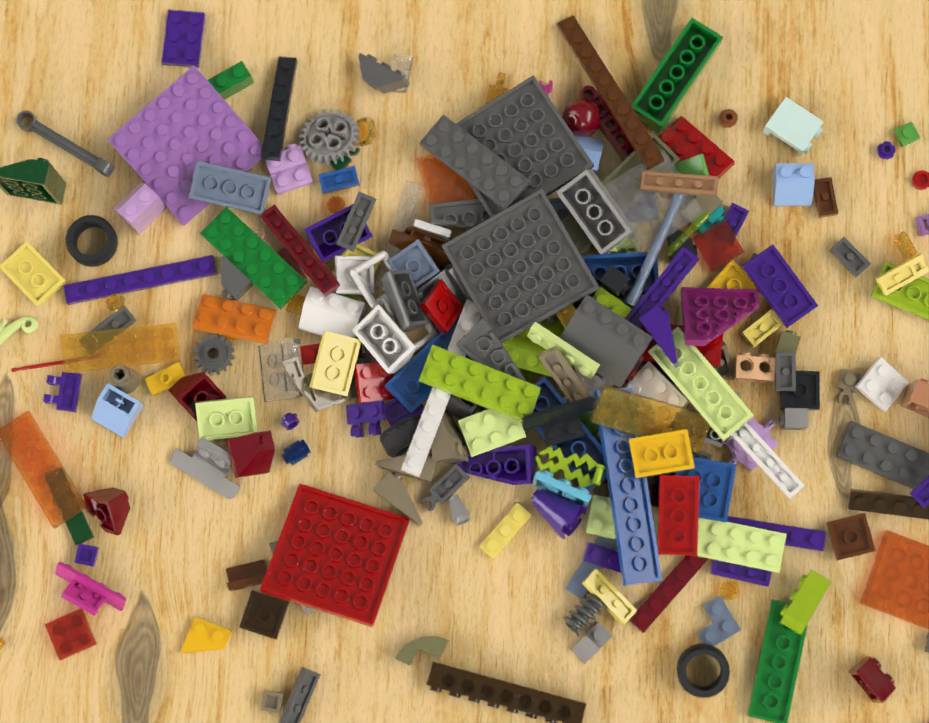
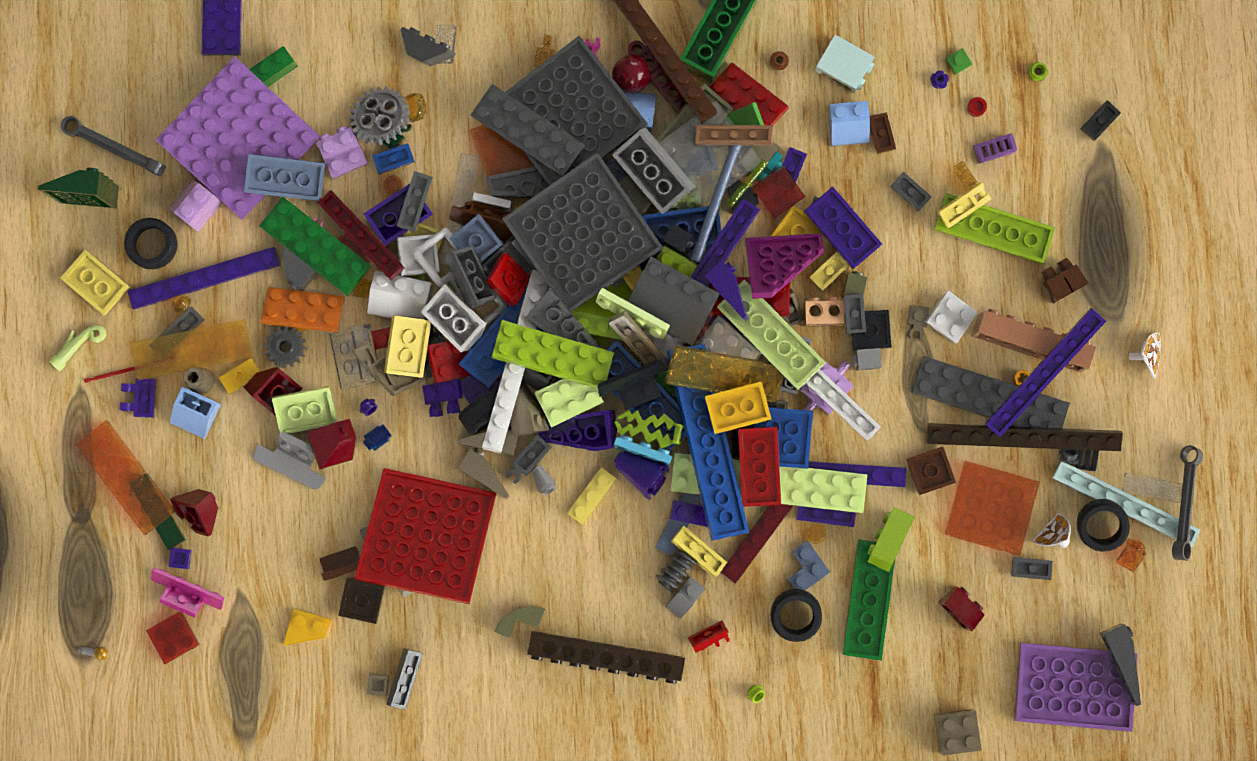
camera: 10 degrees left, 5 degrees up
(279, 109) = (326, 91): black plate -> none
(612, 683) = (708, 636): none -> red plate

